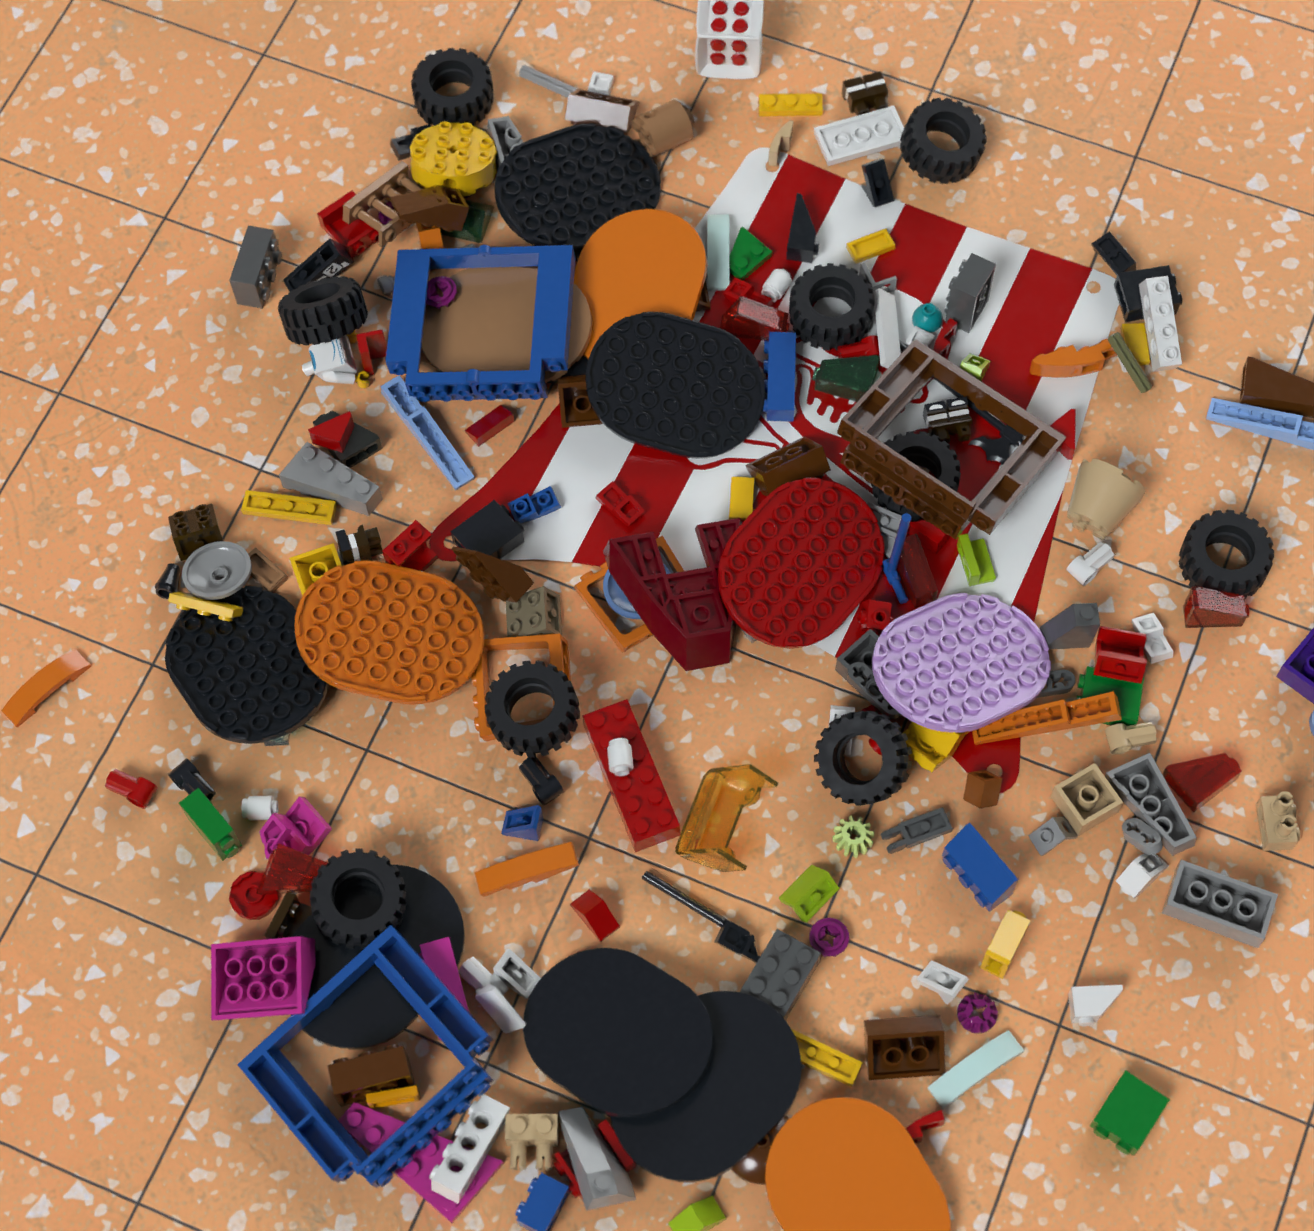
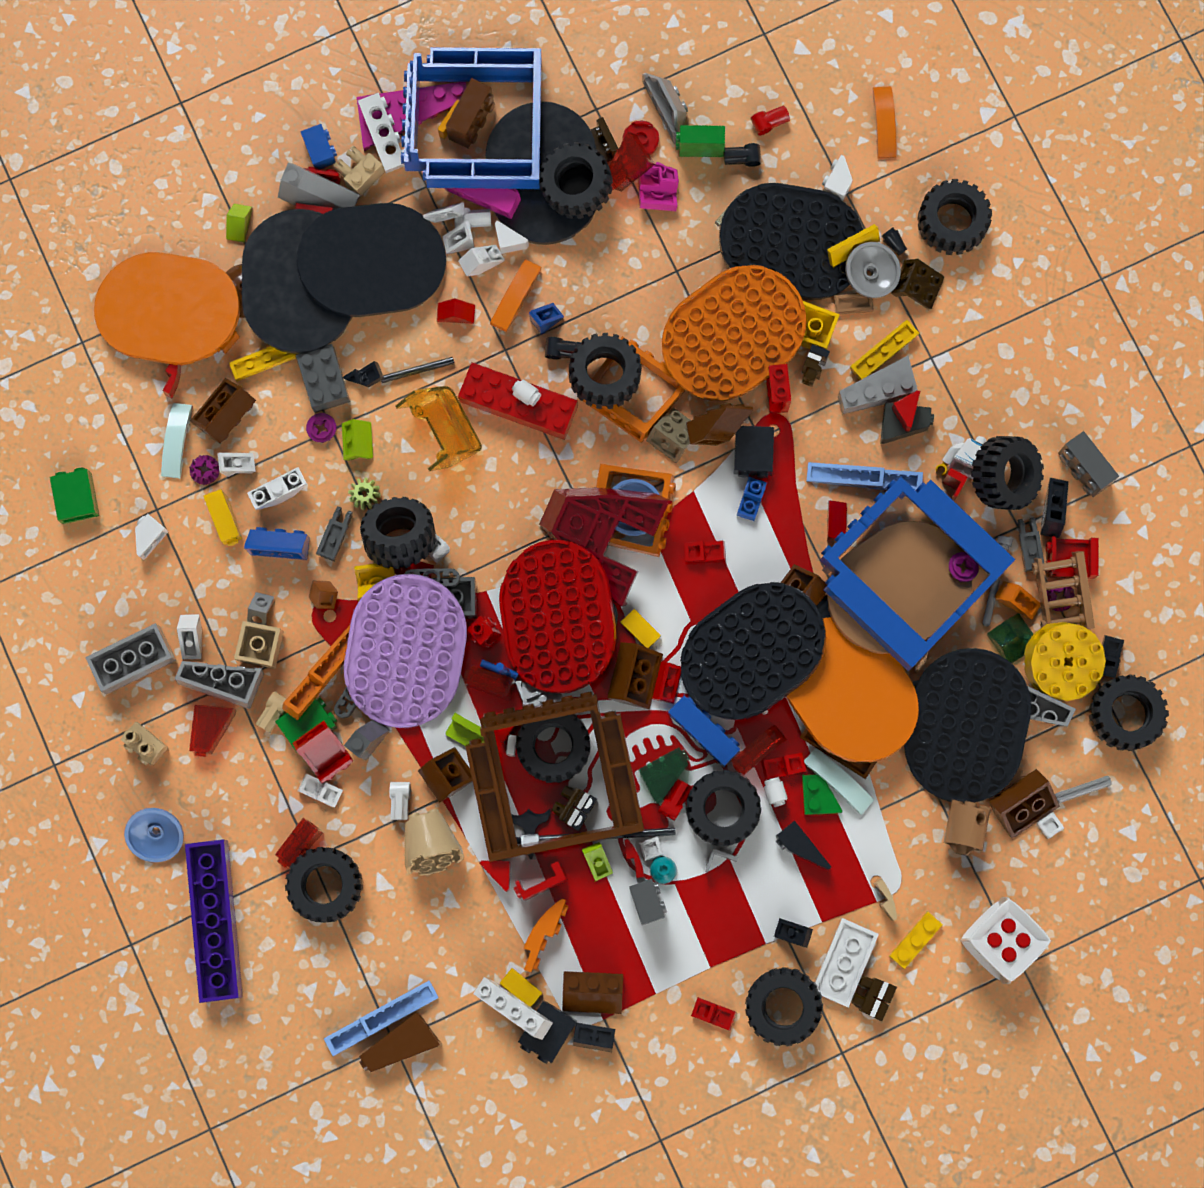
camera: 135 degrees right, 15 degrees up
(89, 521) = (962, 195): none -> black tyre
(144, 675) = (839, 180): none -> white slope
(195, 895) = (667, 103): none -> light grey wedge
(259, 807) = (691, 180): white brick -> none
(261, 977) = (579, 97): dark pink slope -> none
(371, 262) = (1029, 543): none -> dark grey hinge
(432, 207) = (1029, 605): reddish brown slope -> none
(475, 927) = (509, 239): none -> white slope
(519, 933) = (480, 259): none -> white slope
(767, 441) = (667, 682): none -> red slope
(870, 246) = (752, 886): yellow tile -> none
(886, 327) = (673, 828): white tile -> none
(929, 916) = (277, 490): none -> white slope
(999, 193) = (713, 1014): none -> red slope
(1029, 542) = (446, 774): none -> reddish brown slope
(1039, 385) = (543, 886): none -> red panel
(1078, 289) = (592, 992): none -> reddish brown slope
(1129, 362) = (507, 963): olive axle -> none
(1139, 839) = (209, 651): light grey beam -> none

